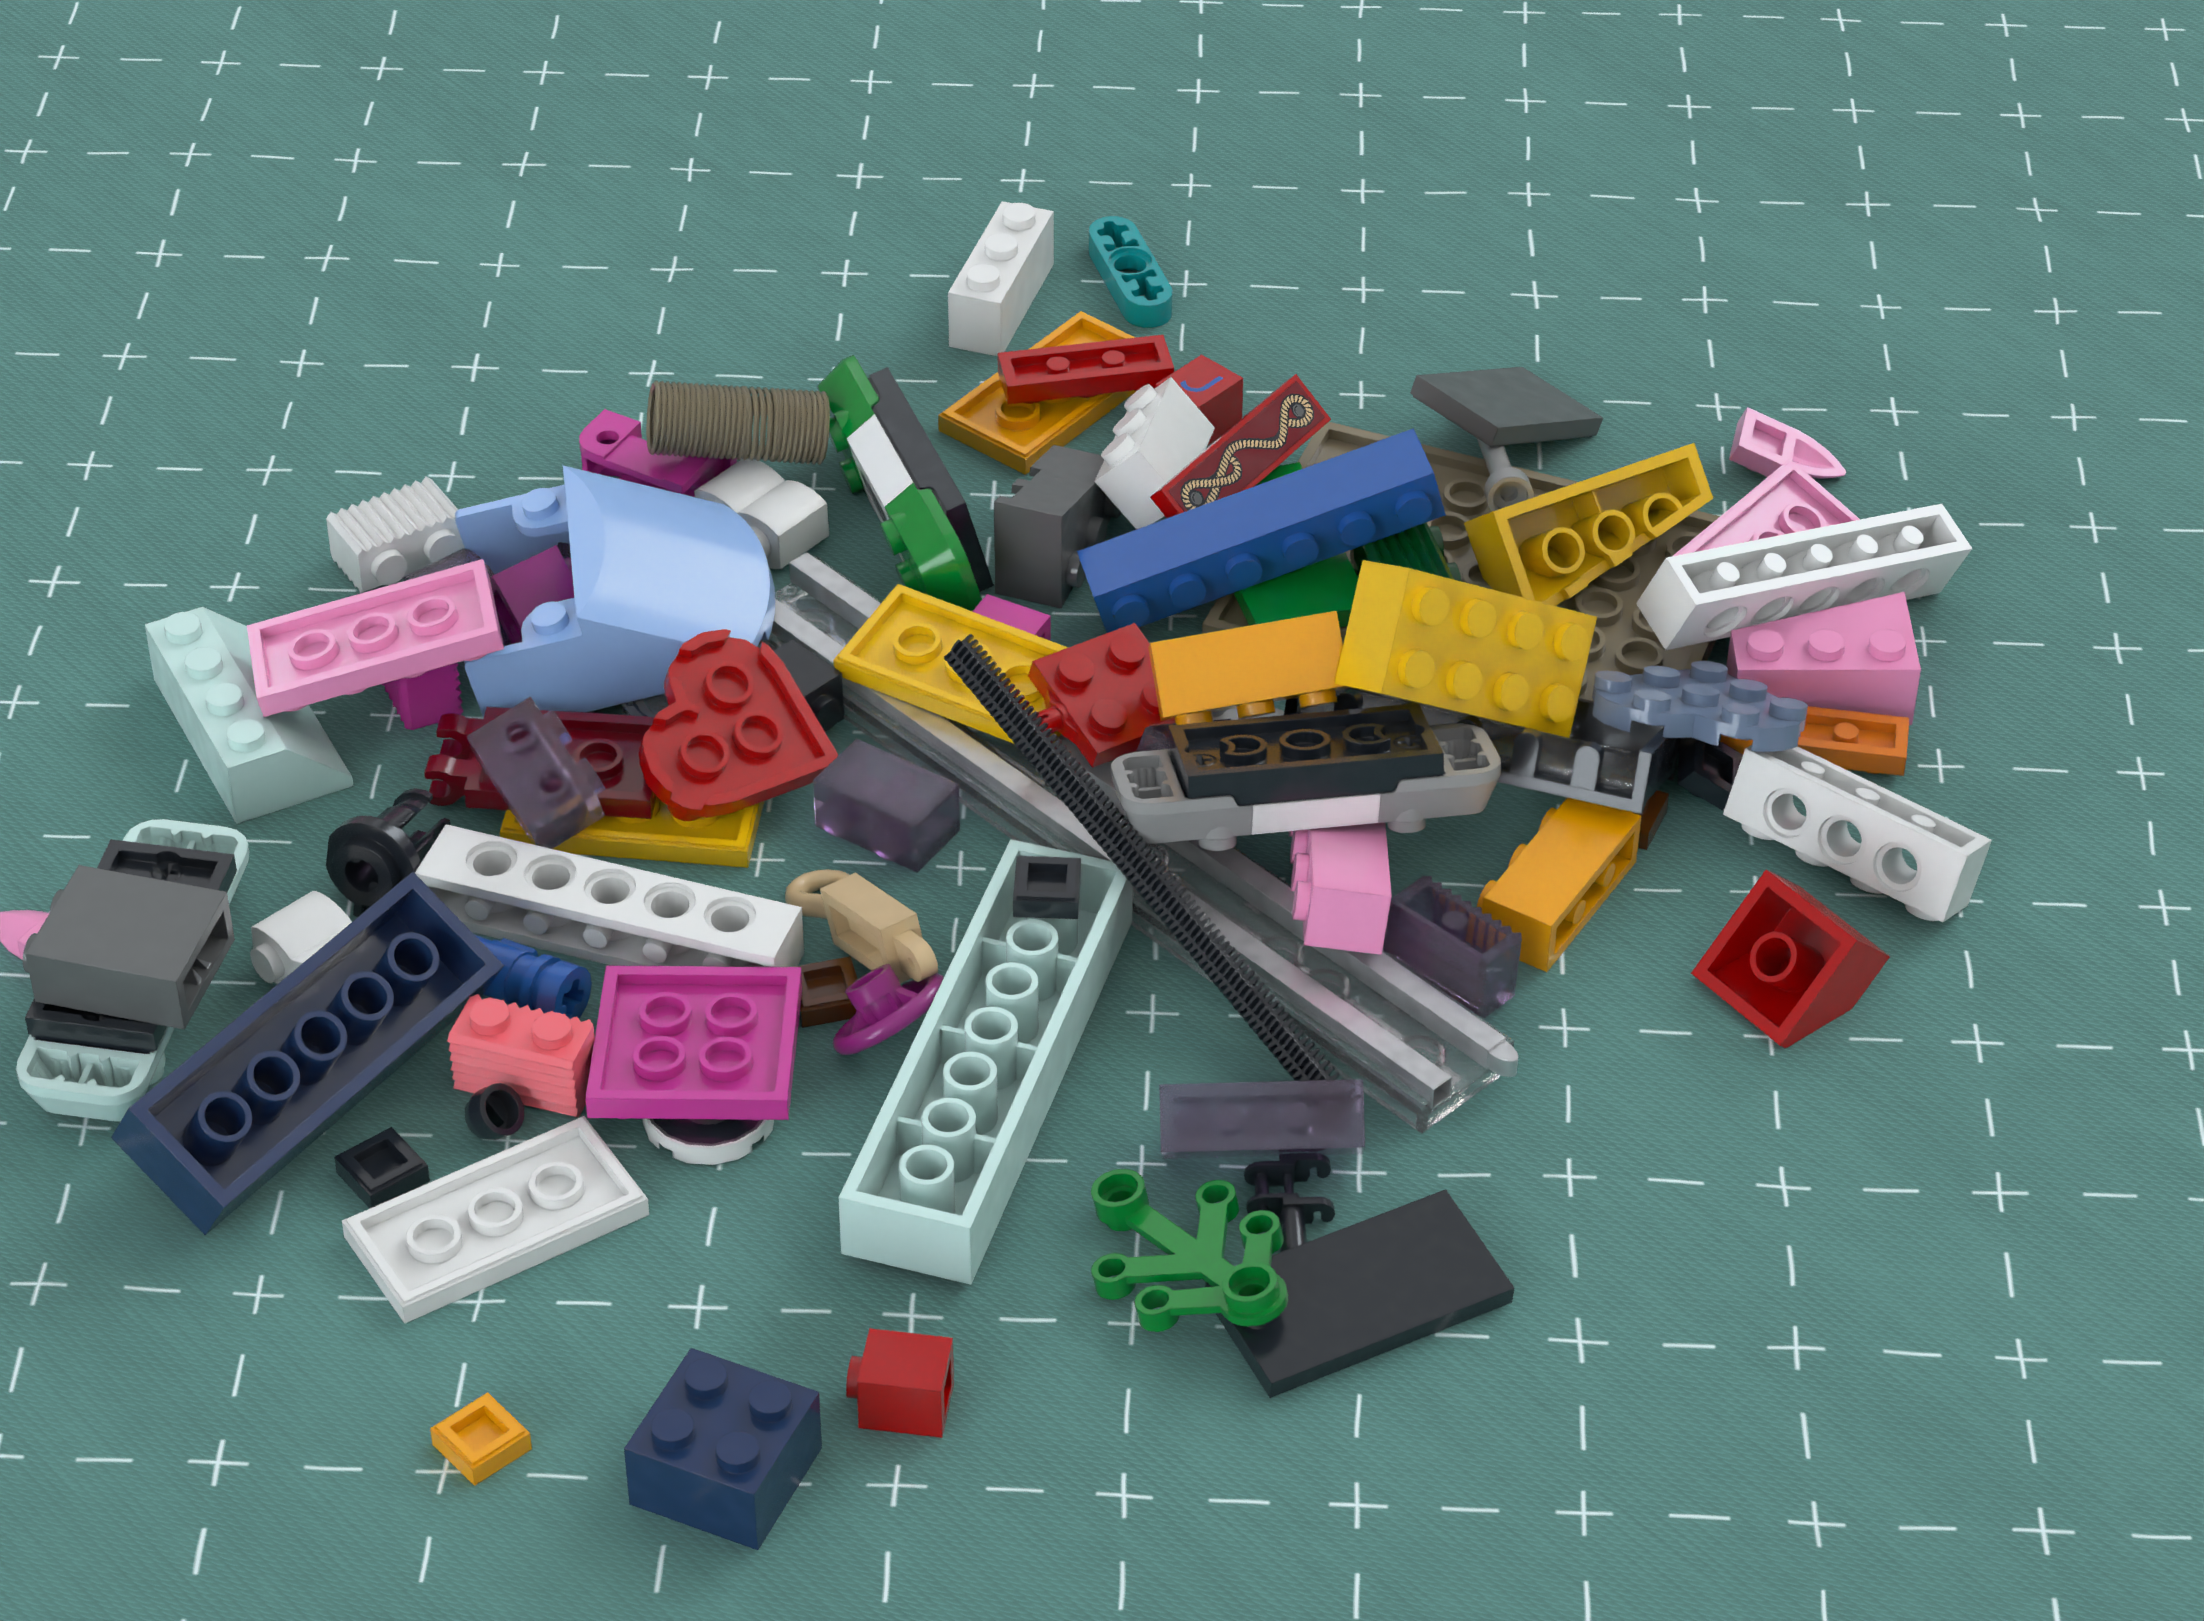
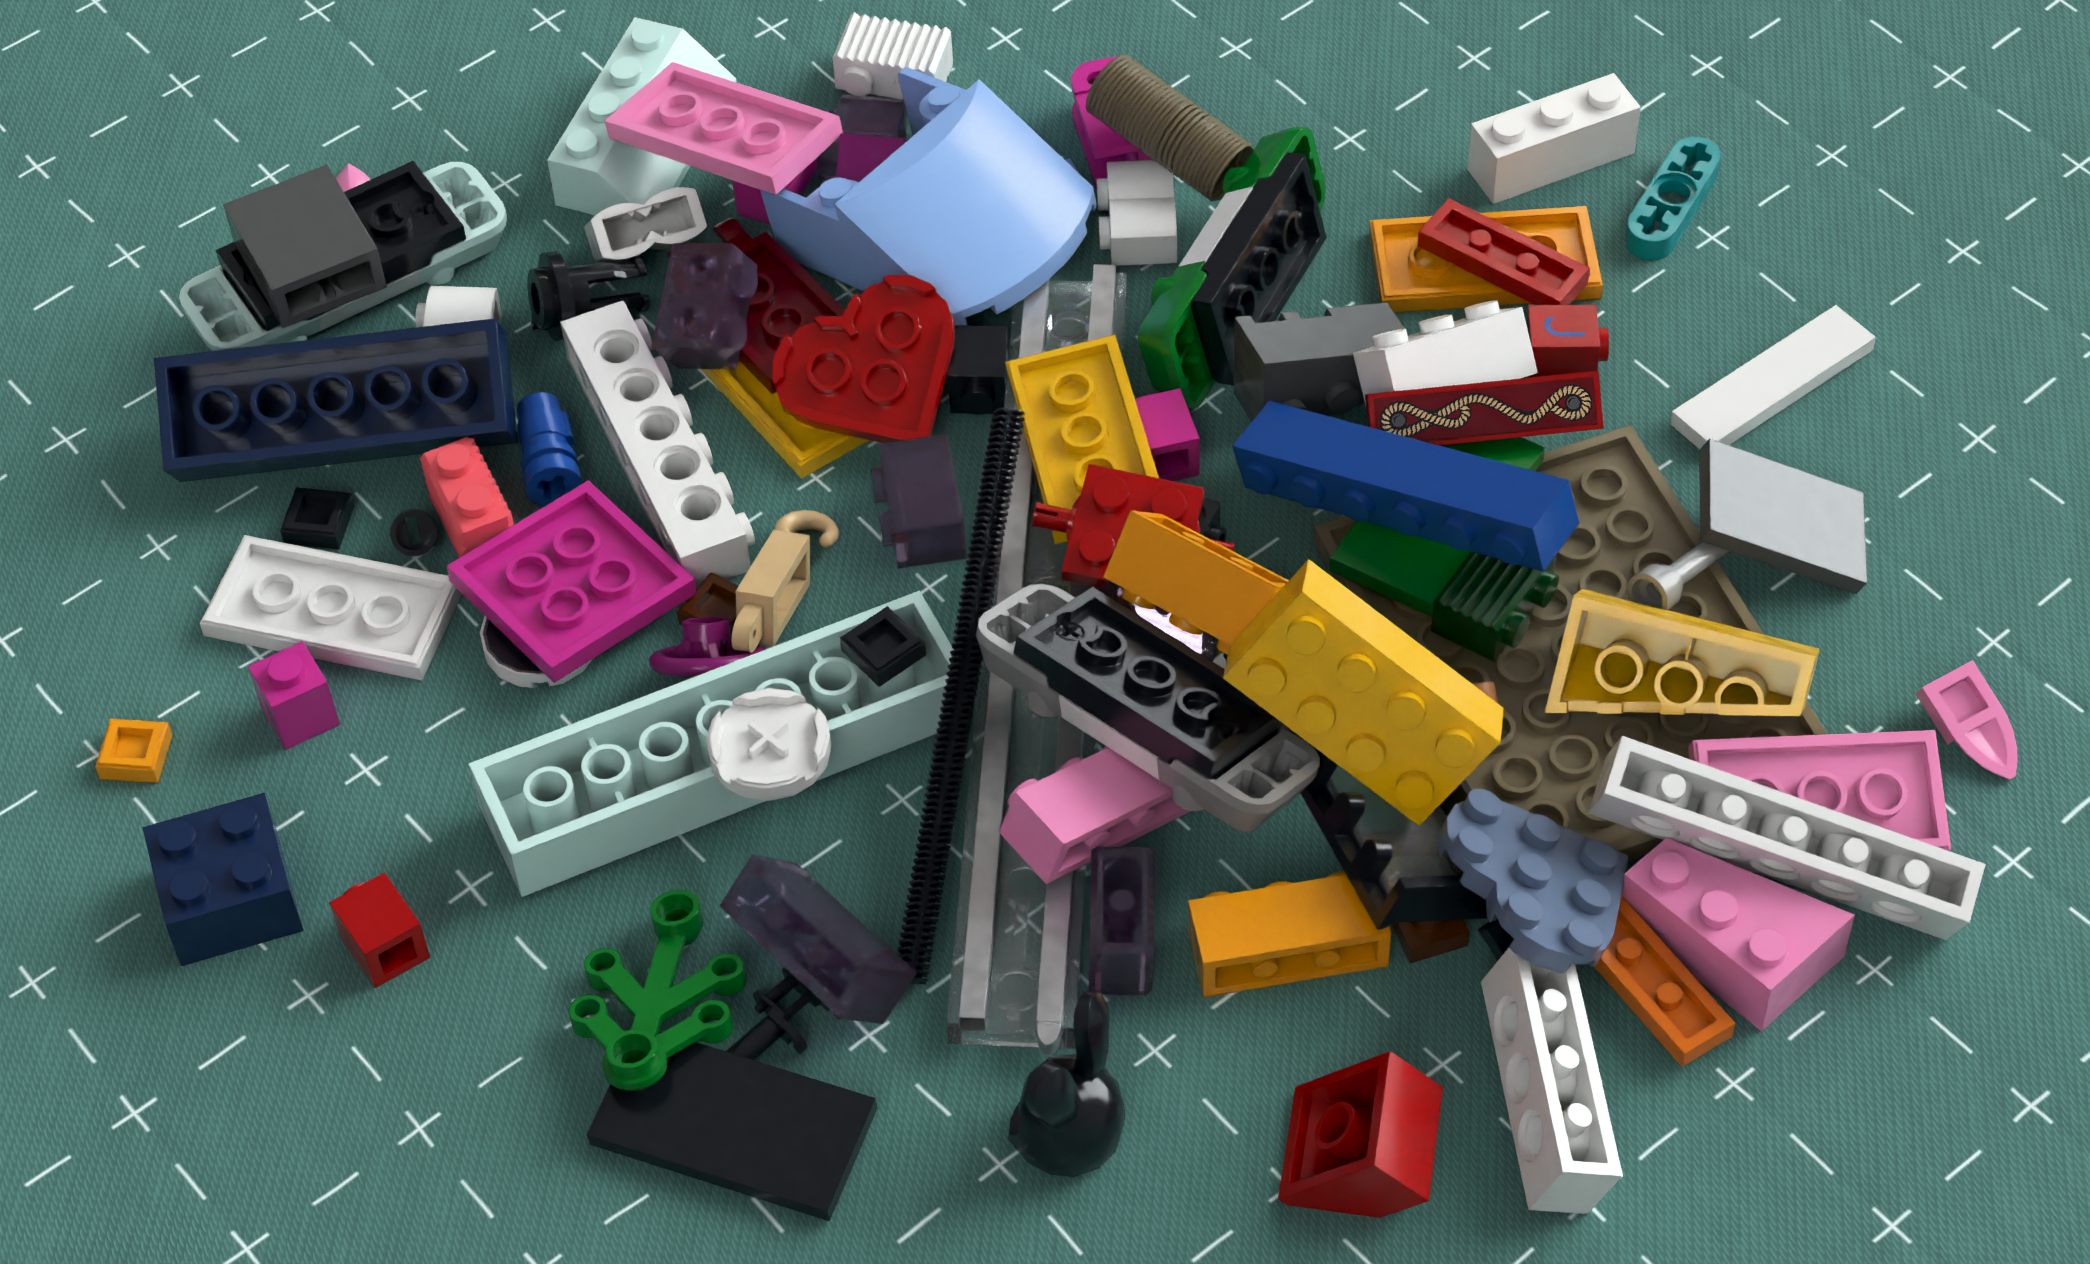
camera: 50 degrees right, 10 degrees up
(376, 766) = (633, 227): none -> white brick
(580, 1286) = (294, 695): none -> dark pink brick
(1060, 1009) = (769, 744): none -> white tile
(1362, 342) = (1774, 379): none -> white tile
(1597, 1069) = (1071, 1103): none -> black piece

